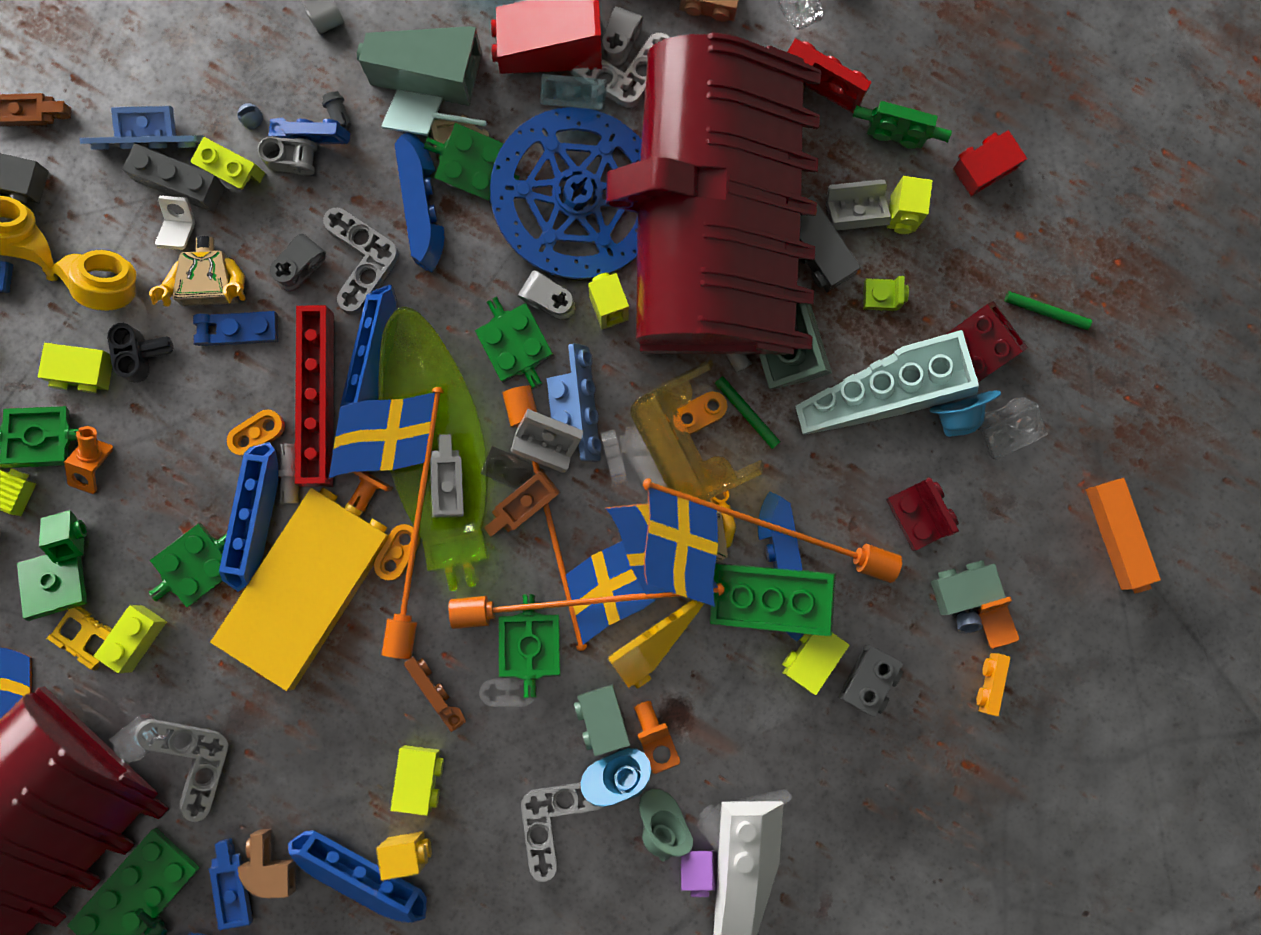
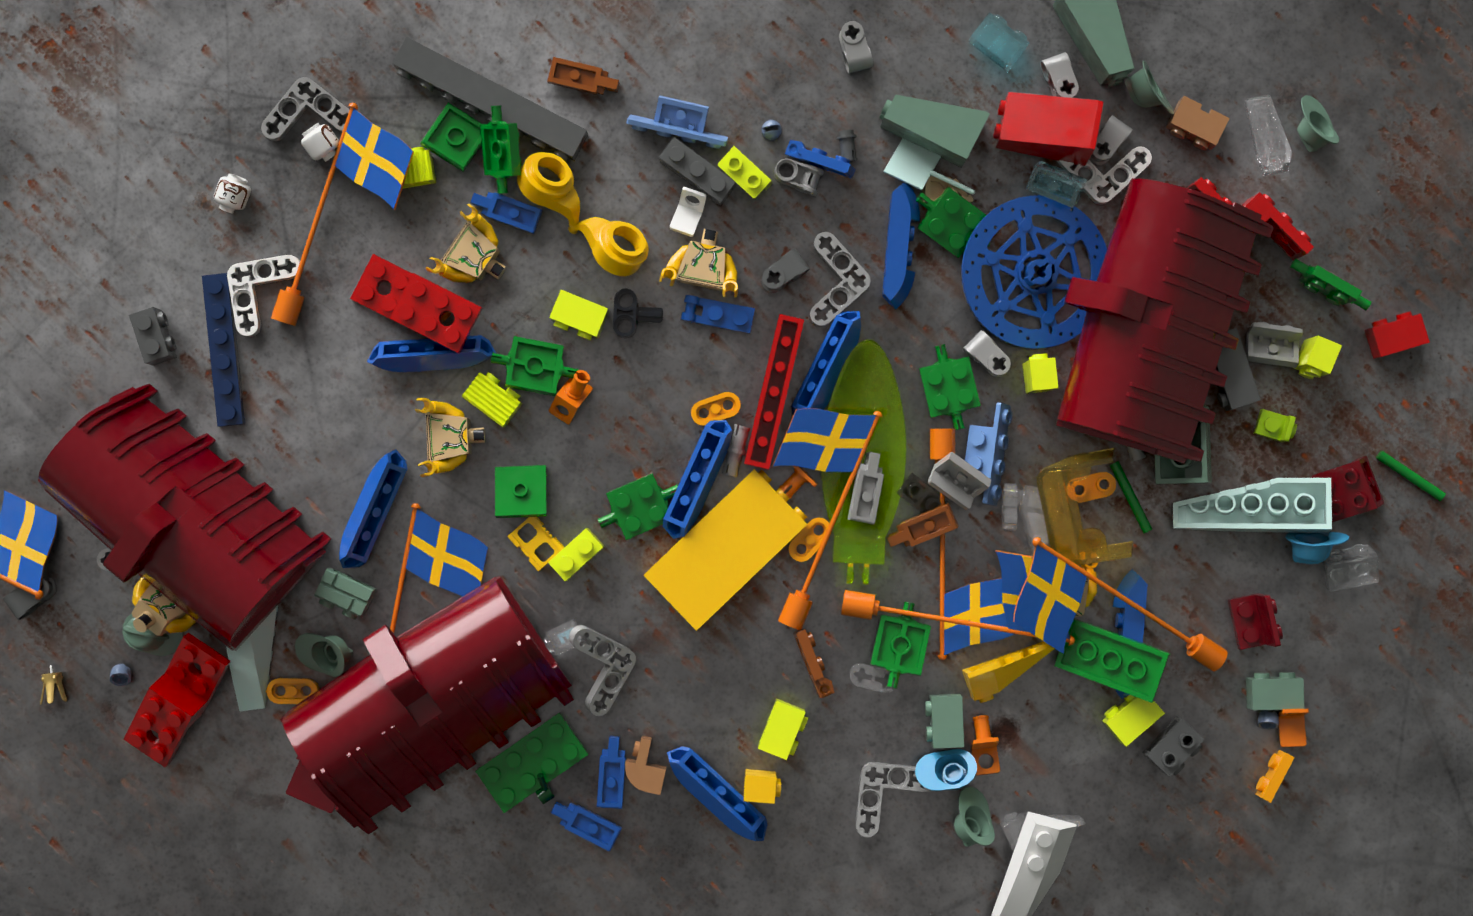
camera: 20 degrees right, 5 degrees up
(62, 536) = (540, 455): green brick -> none
(699, 872) = (993, 863): medium lavender brick -> none
(1123, 535) = (1417, 682): orange brick -> none

